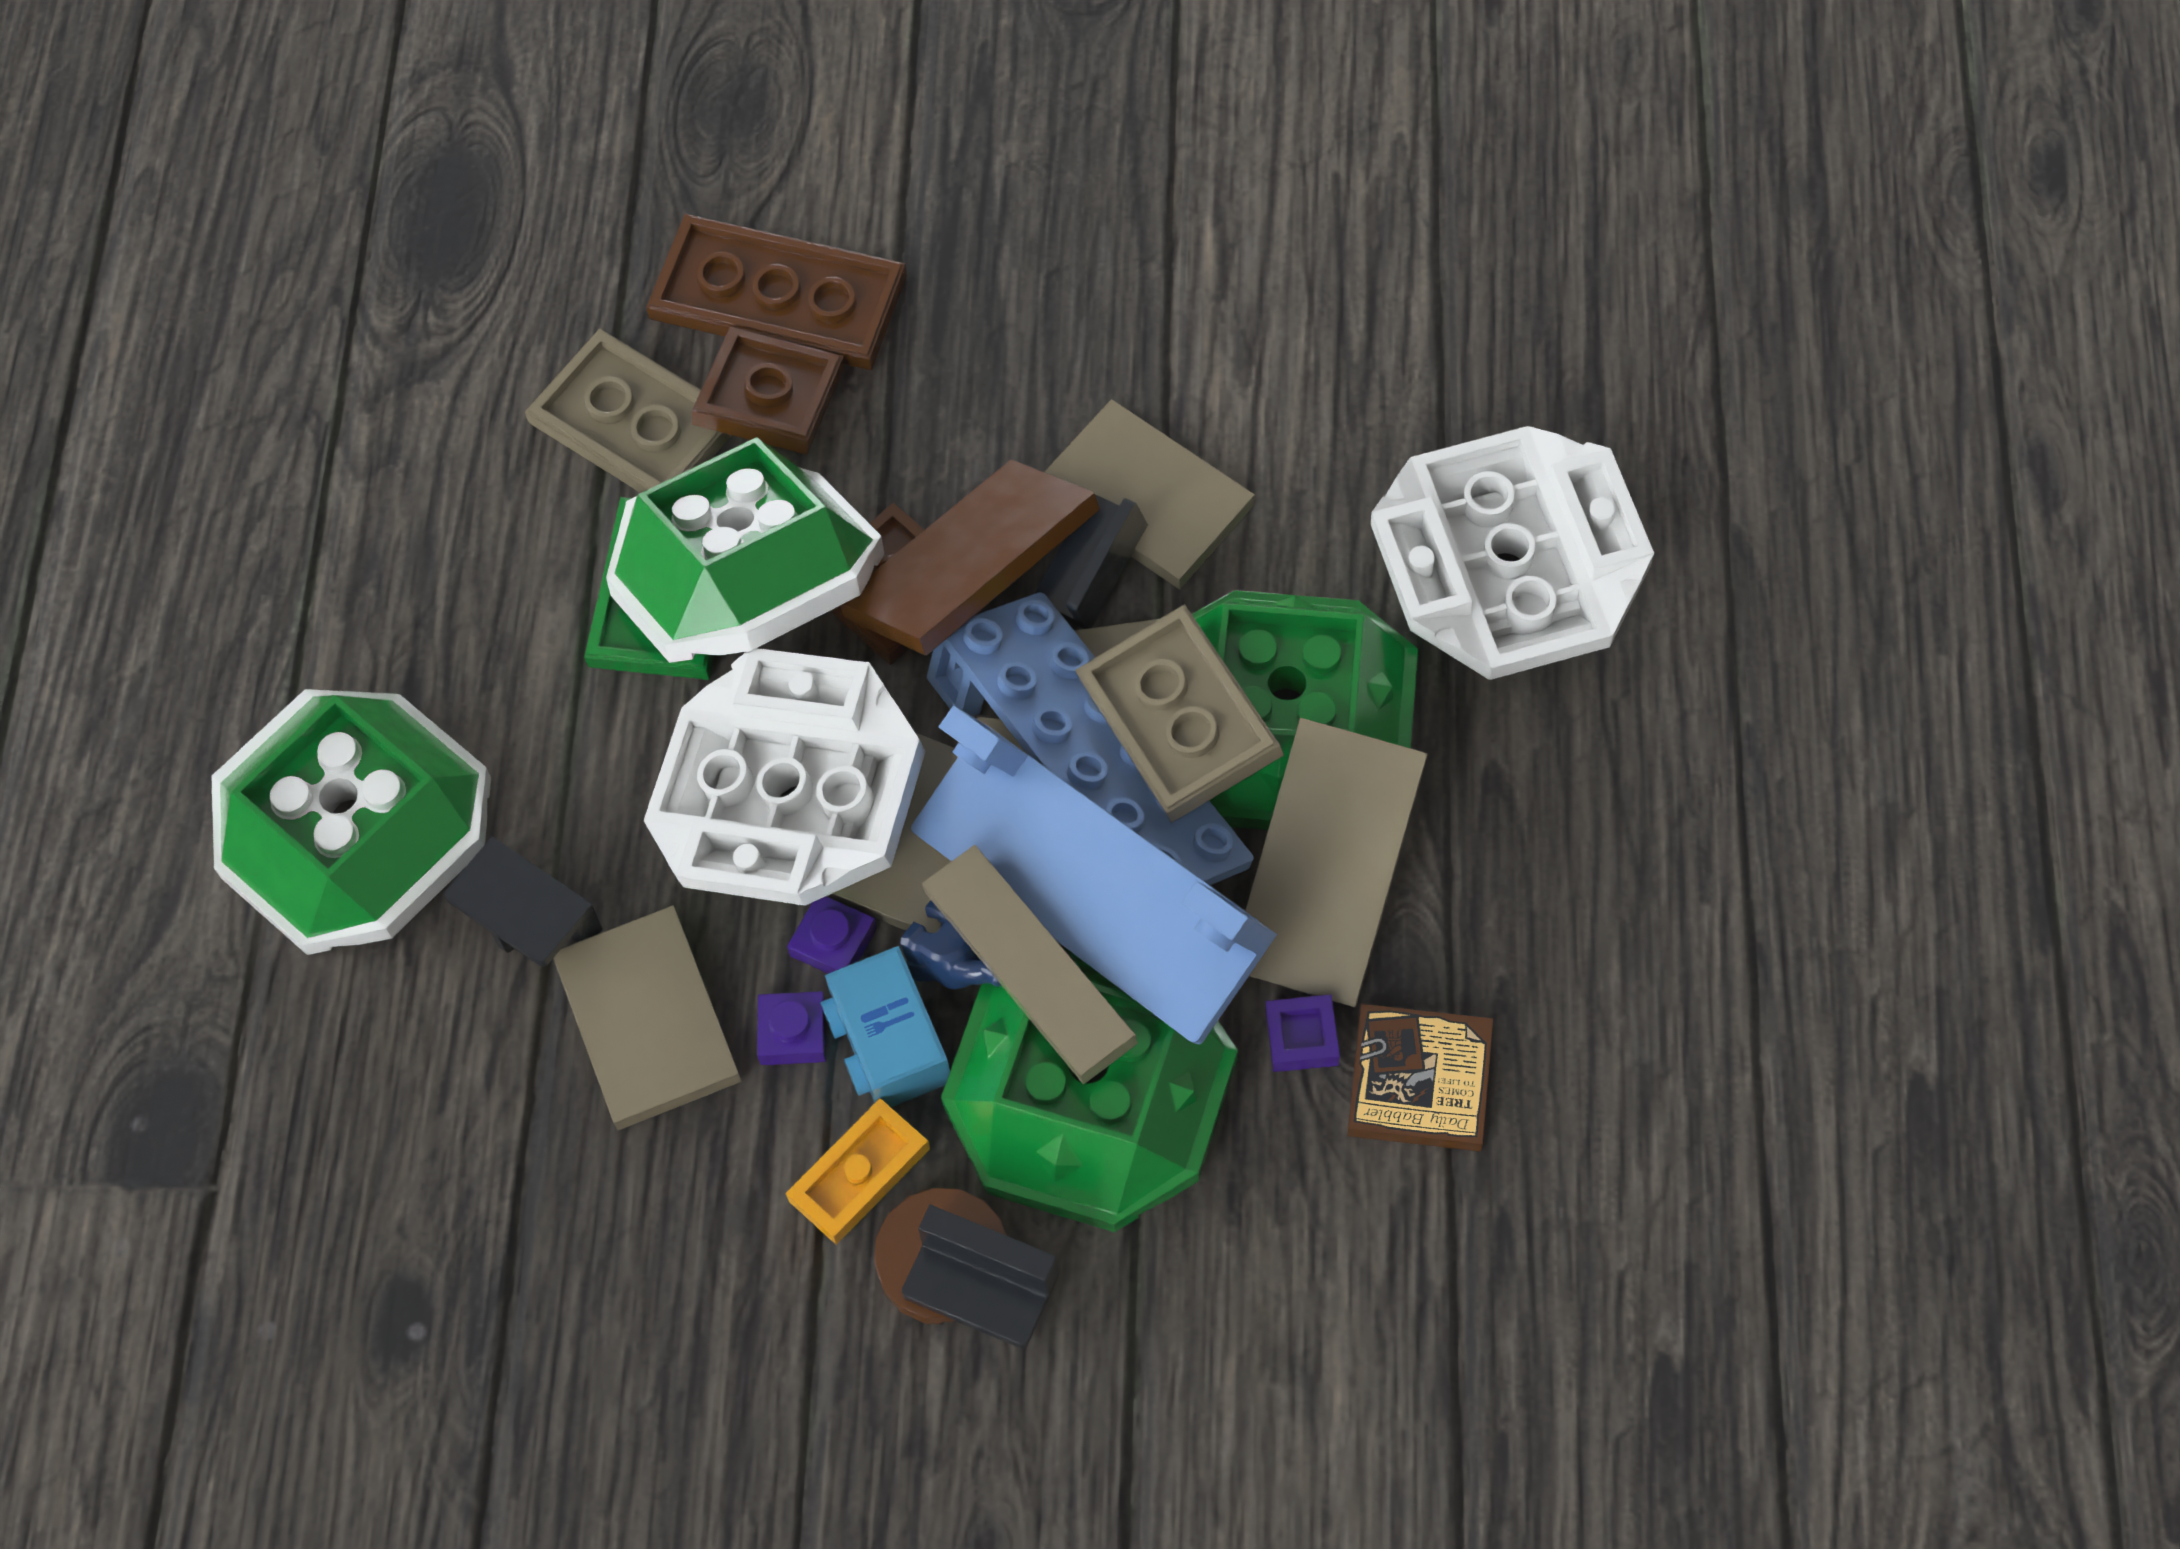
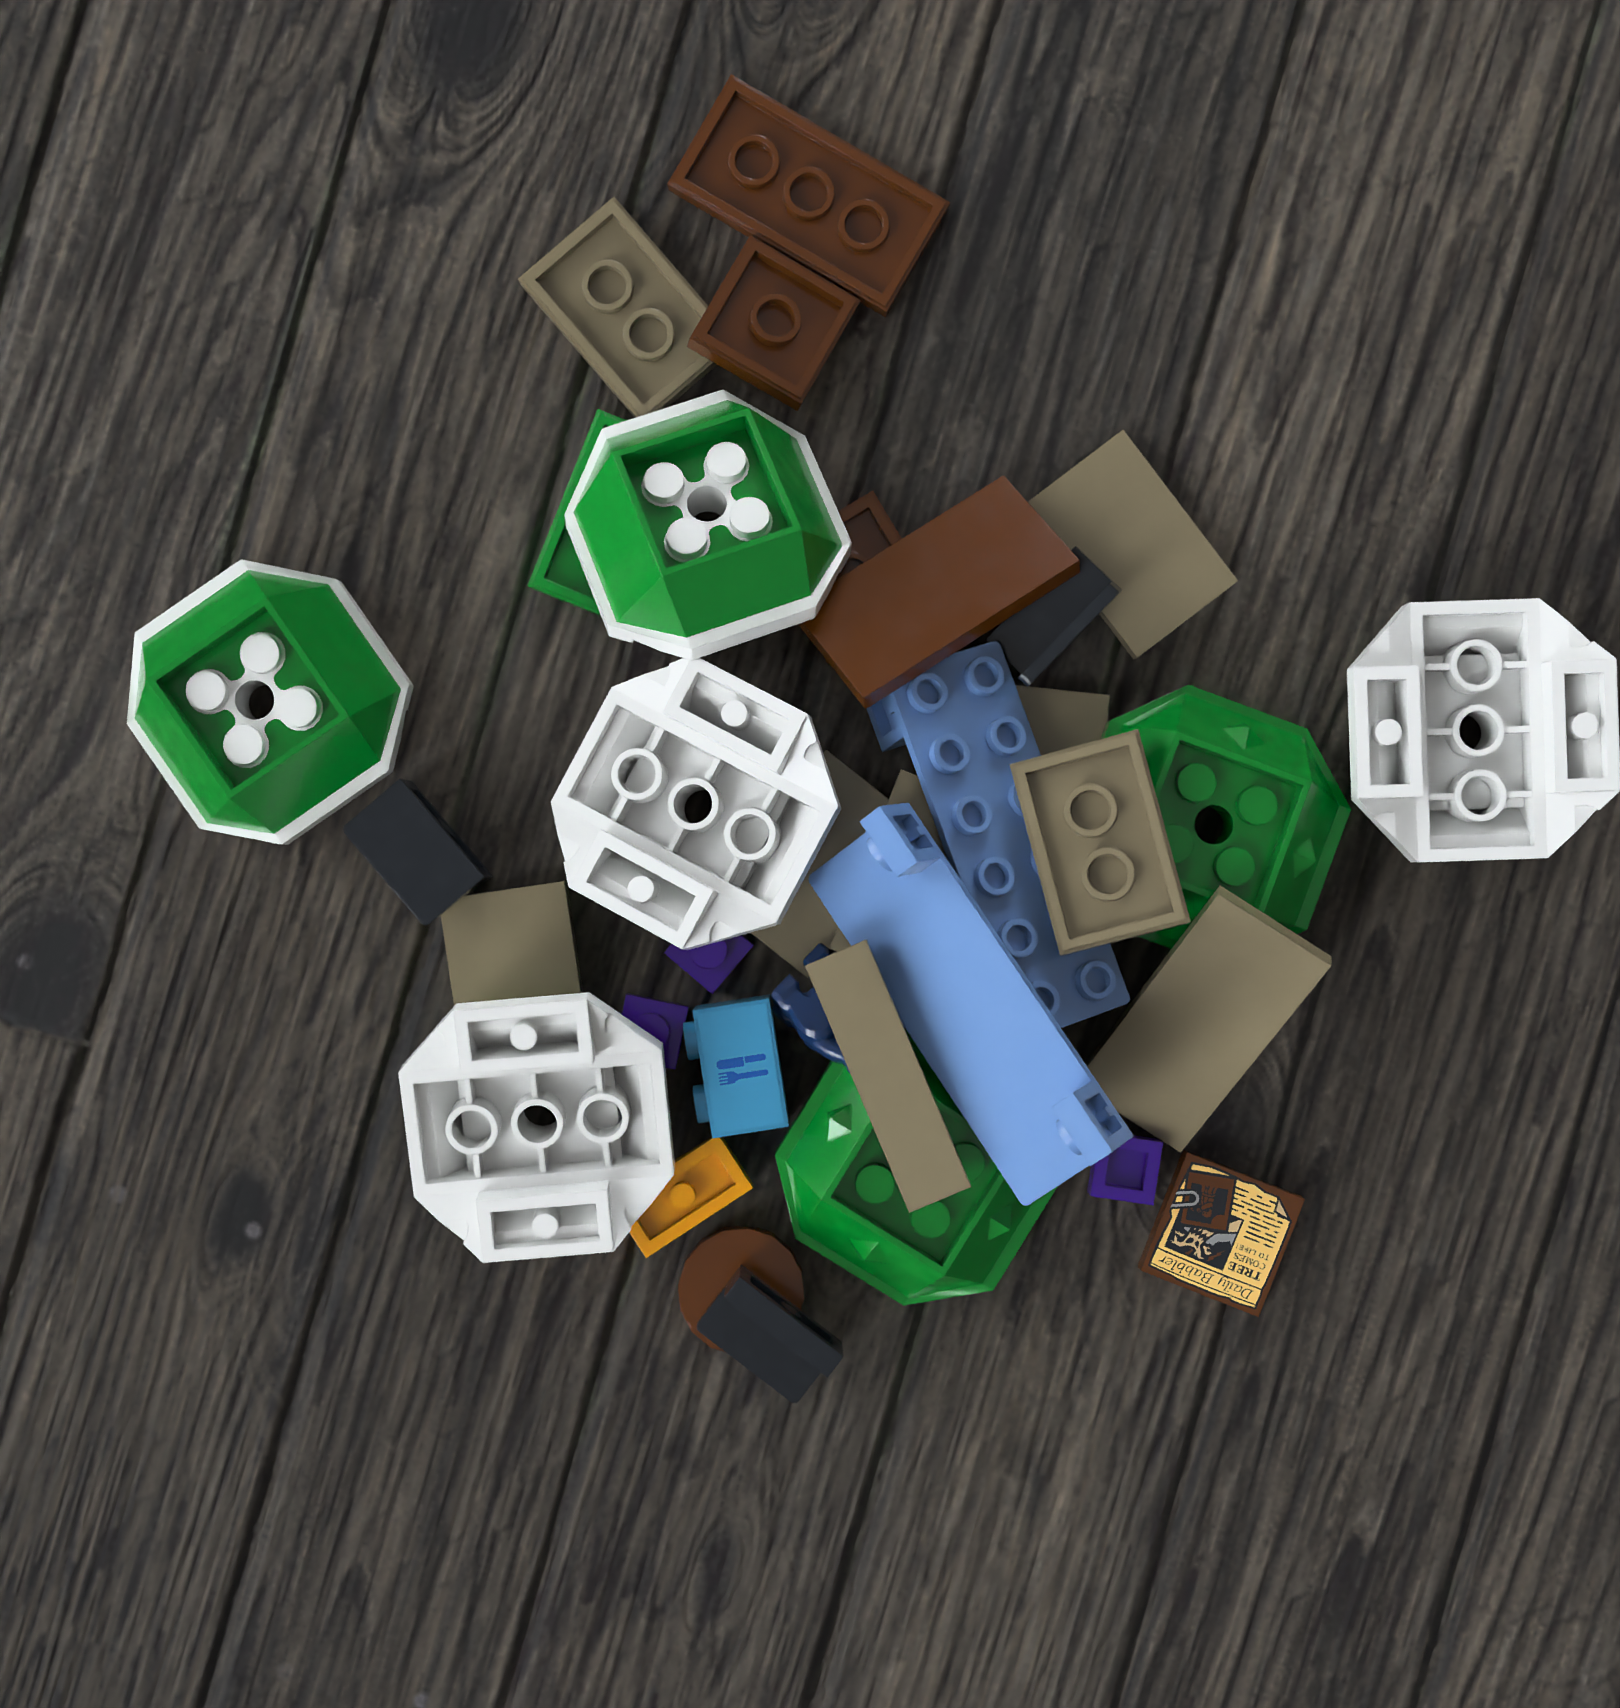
camera: 10 degrees right, 25 degrees up
(677, 1037) = (524, 1185): none -> white piece

